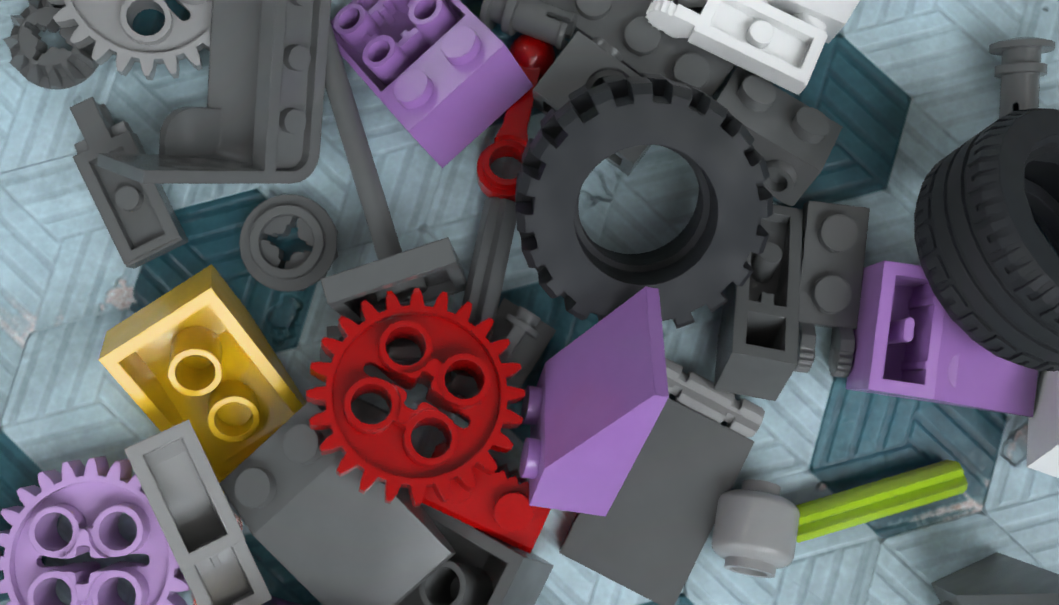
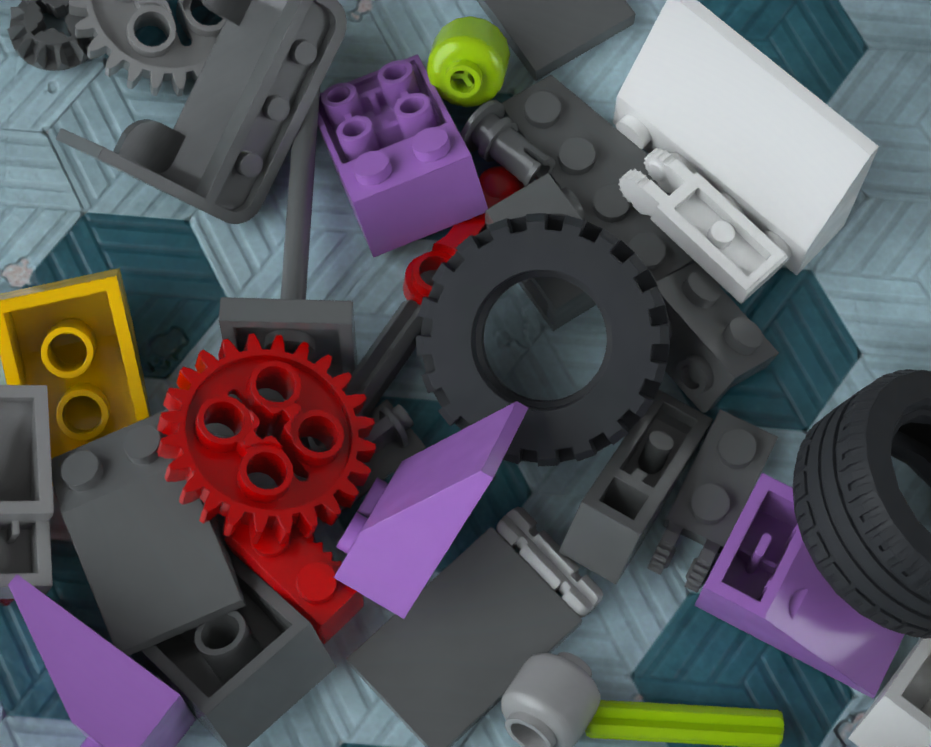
camera: 15 degrees right, 15 degrees down
(133, 212) = (66, 178): dark grey hinge -> none
(277, 218) = (195, 252): dark grey gear -> none

